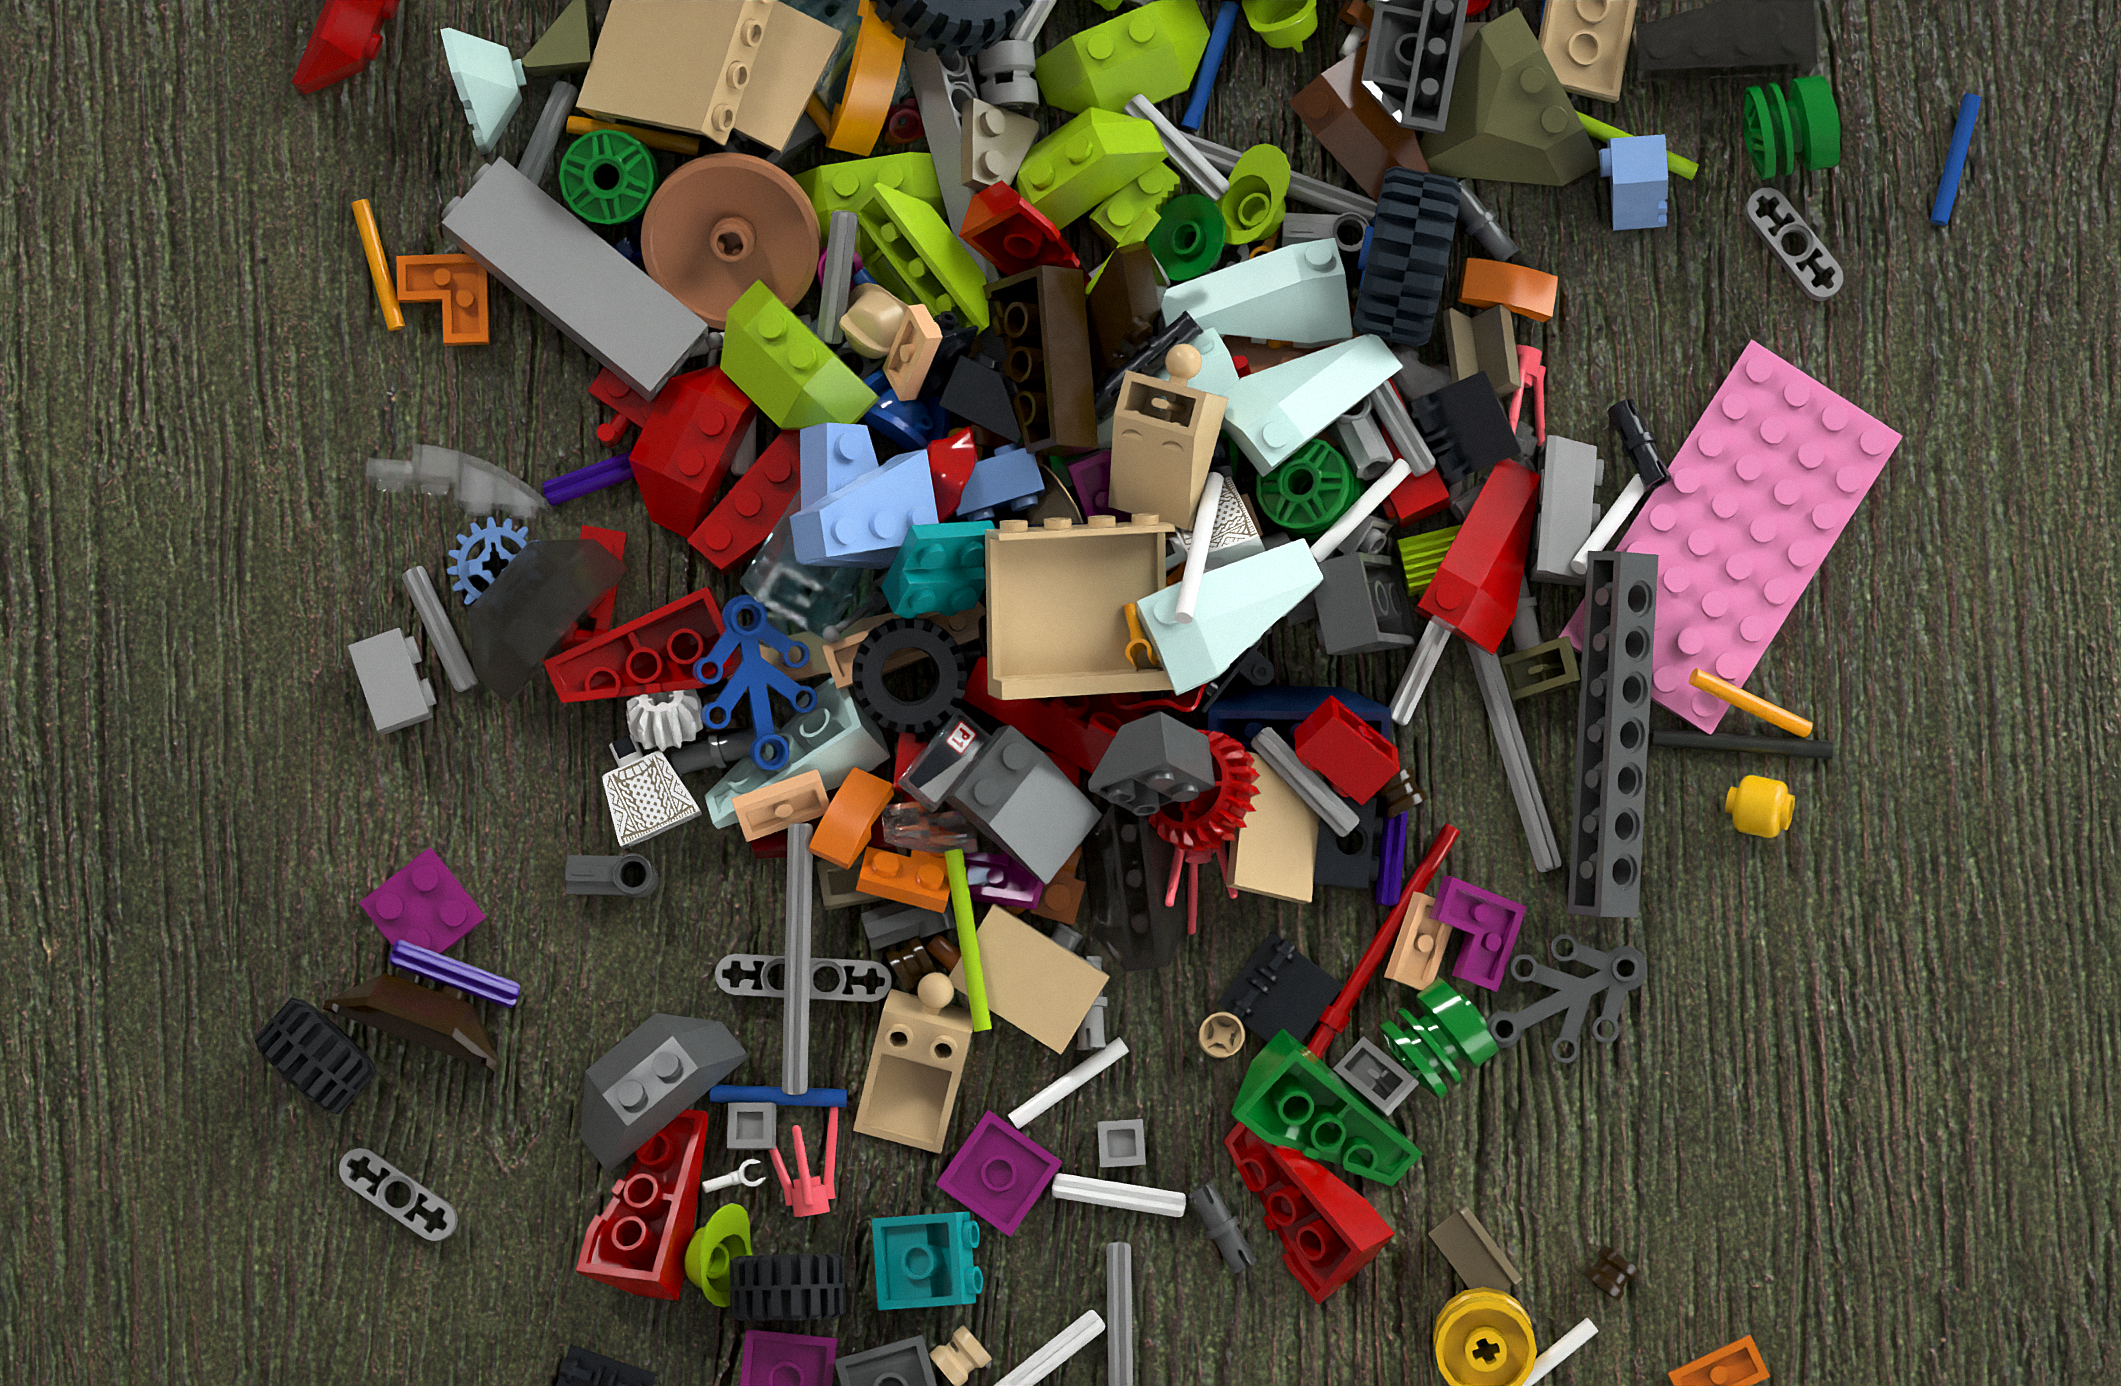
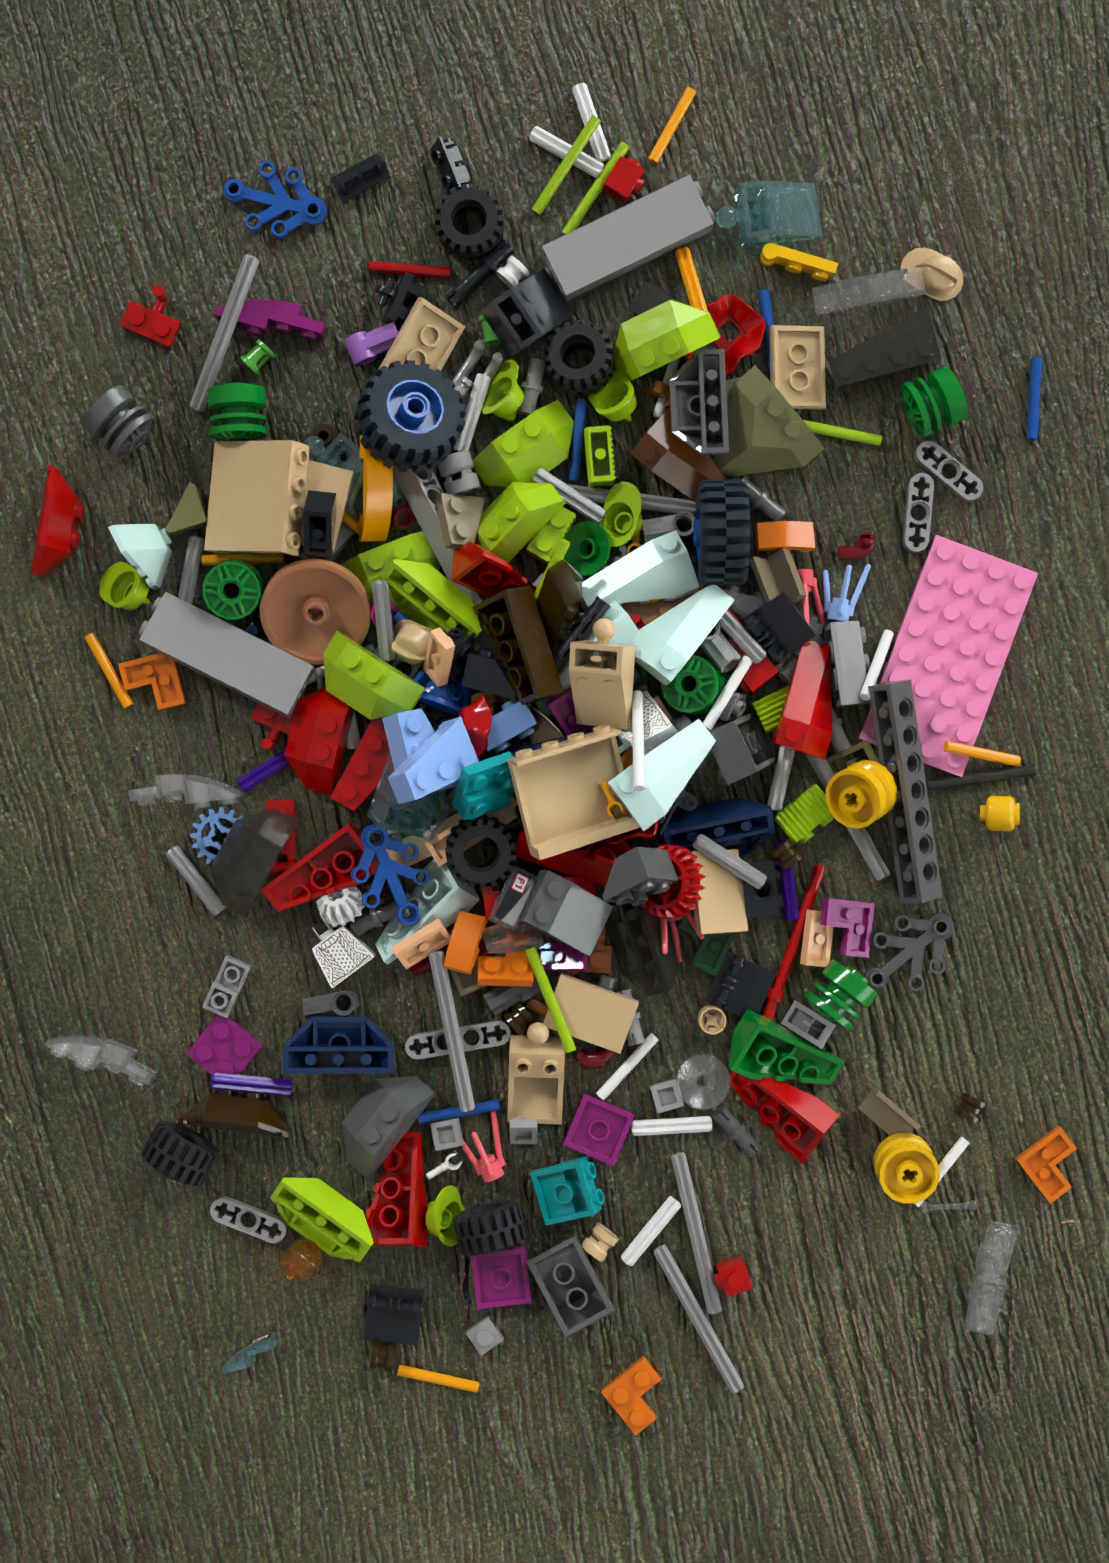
camera: 15 degrees left, 5 degrees up
(210, 866) = (91, 1051): none -> clear slope
(392, 681) = (174, 919): light grey brick -> none
(434, 137) = (123, 587): none -> lime piece
(450, 809) = (227, 986): none -> light grey slope
(469, 1277) = (301, 1260): none -> clear orange head
(520, 1214) = (323, 1217): none -> lime wedge
(609, 943) = (338, 1046): none -> dark blue wedge
(770, 101) = (319, 523): none -> black slope
(876, 1148) = (523, 1131): none -> light grey plate
(1017, 1059) = (594, 1060): none -> dark red arm
(1207, 1126) = (716, 1081): none -> clear dish
(1239, 97) = (599, 456): none -> lime brick
(1248, 919) = (711, 949): none -> dark green plate
(1345, 751) = (750, 838): red brick -> none
(1444, 738) = (804, 815): none -> lime brick
(1539, 719) = (861, 794): none -> yellow wheel
(1572, 419) = (840, 608): none -> light blue plant
(1623, 337) = (859, 550): none -> dark red arm
(1637, 181) = (849, 453): light blue wedge -> none
(1639, 444) = (882, 613): black pin -> none
(1751, 271) = (923, 534): none -> light grey beam

